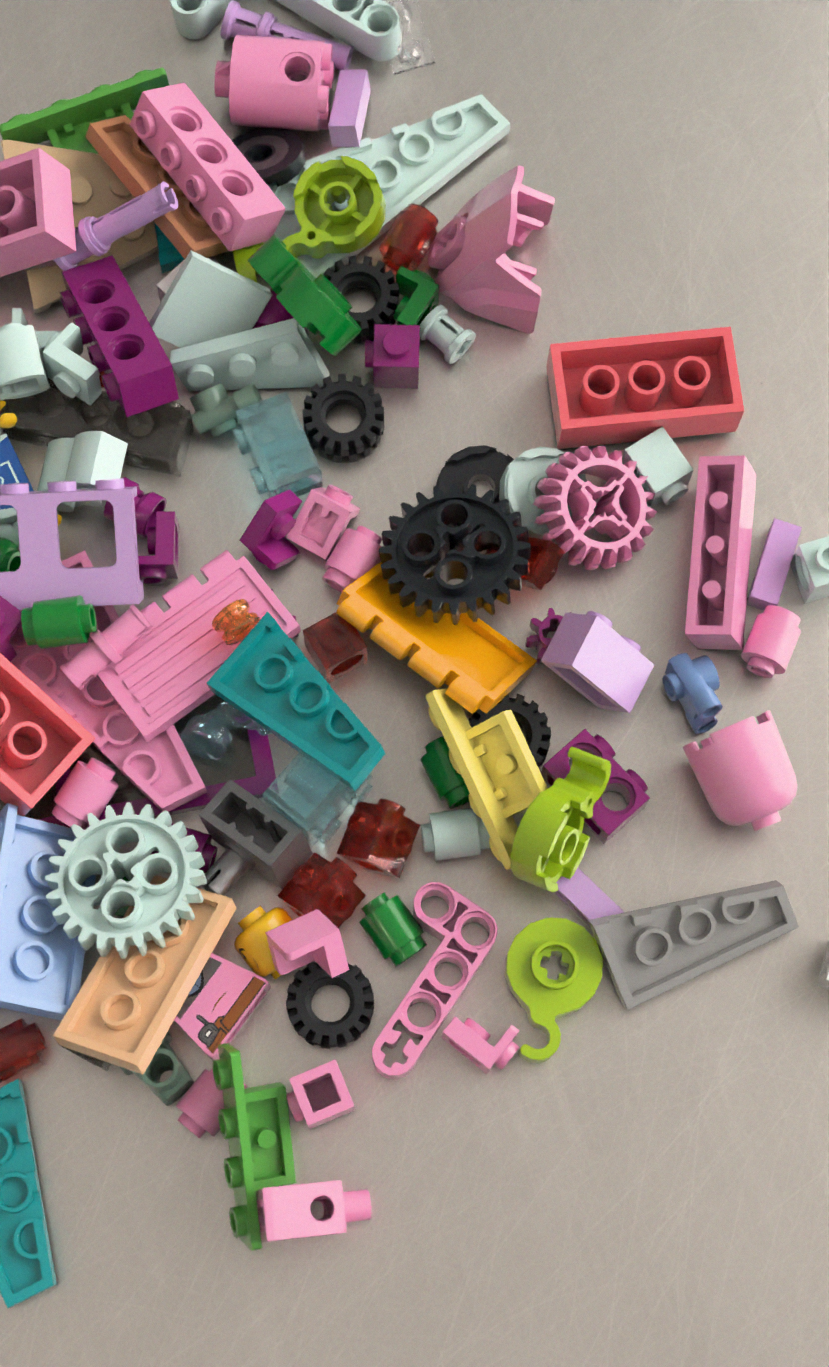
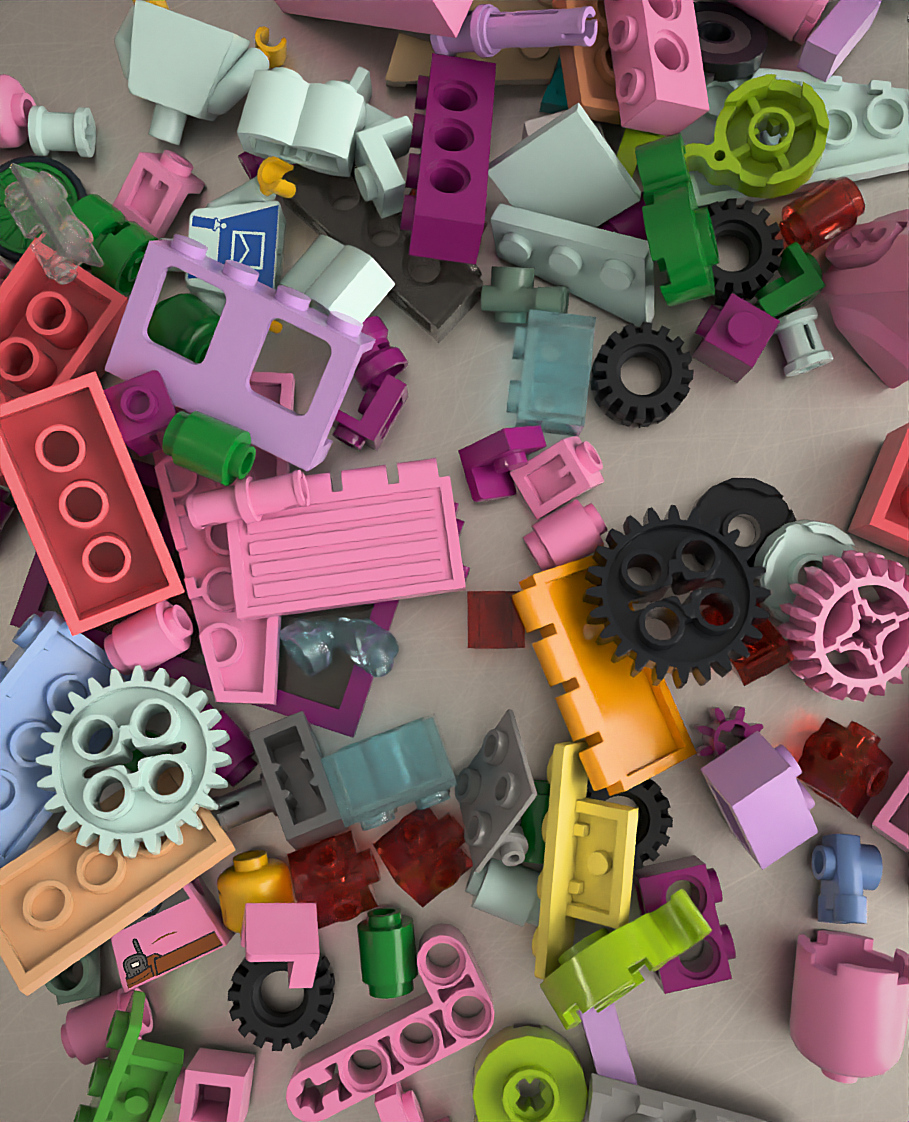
camera: 30 degrees right, 10 degrees up
(235, 621) = (397, 550): clear orange bush -> none
(293, 701) = (408, 677): teal wing -> none
(404, 768) = (495, 796): none -> light grey hinge
(646, 609) = (844, 765): none -> clear red brick

